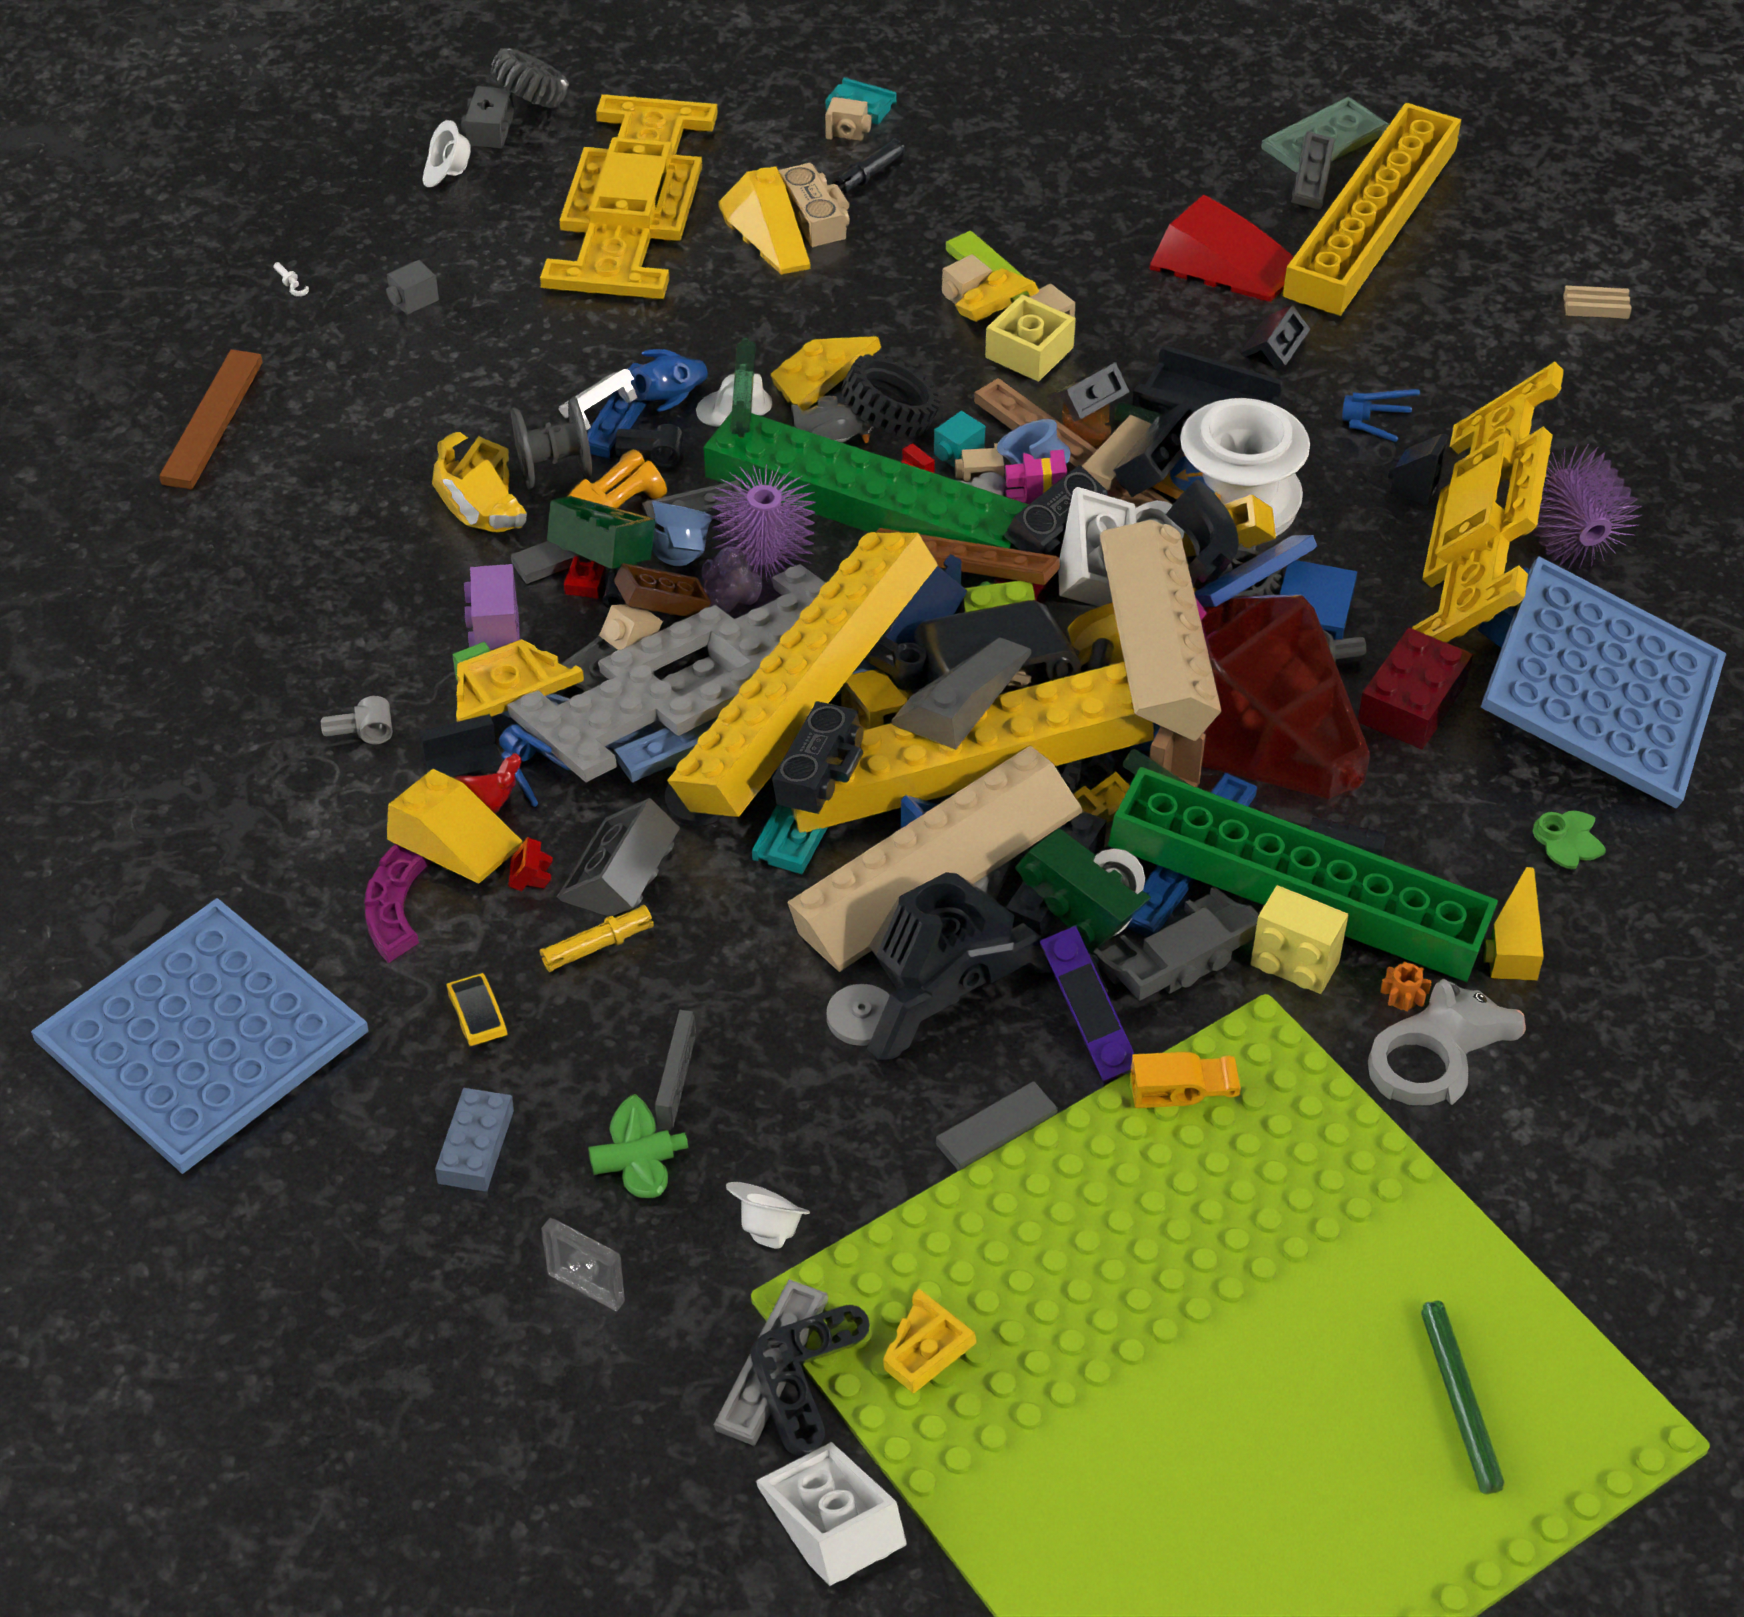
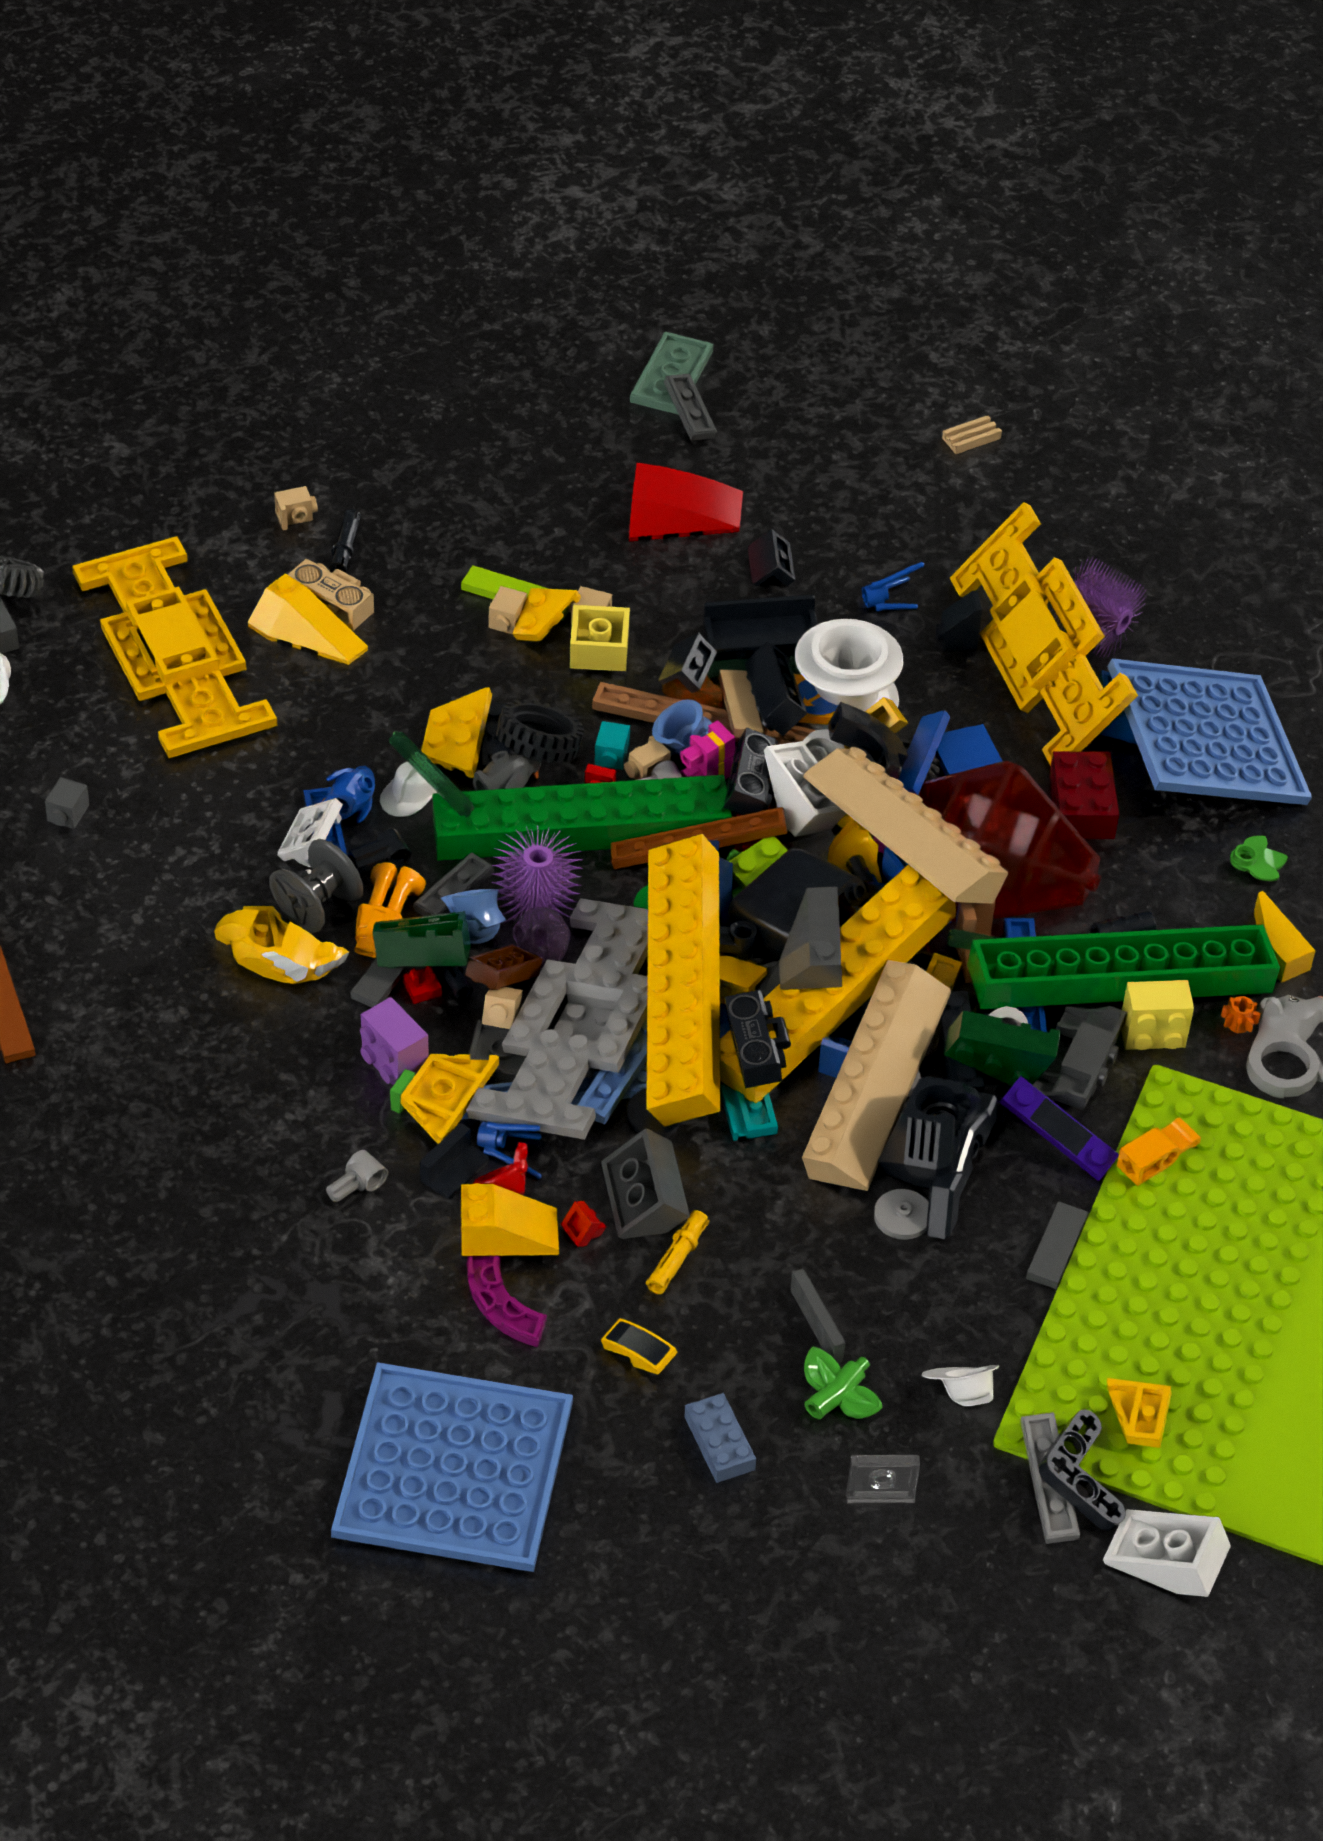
camera: 35 degrees left, 0 degrees up
(877, 98) = (283, 479): teal plate -> none
(1371, 209) = (763, 423): yellow brick -> none

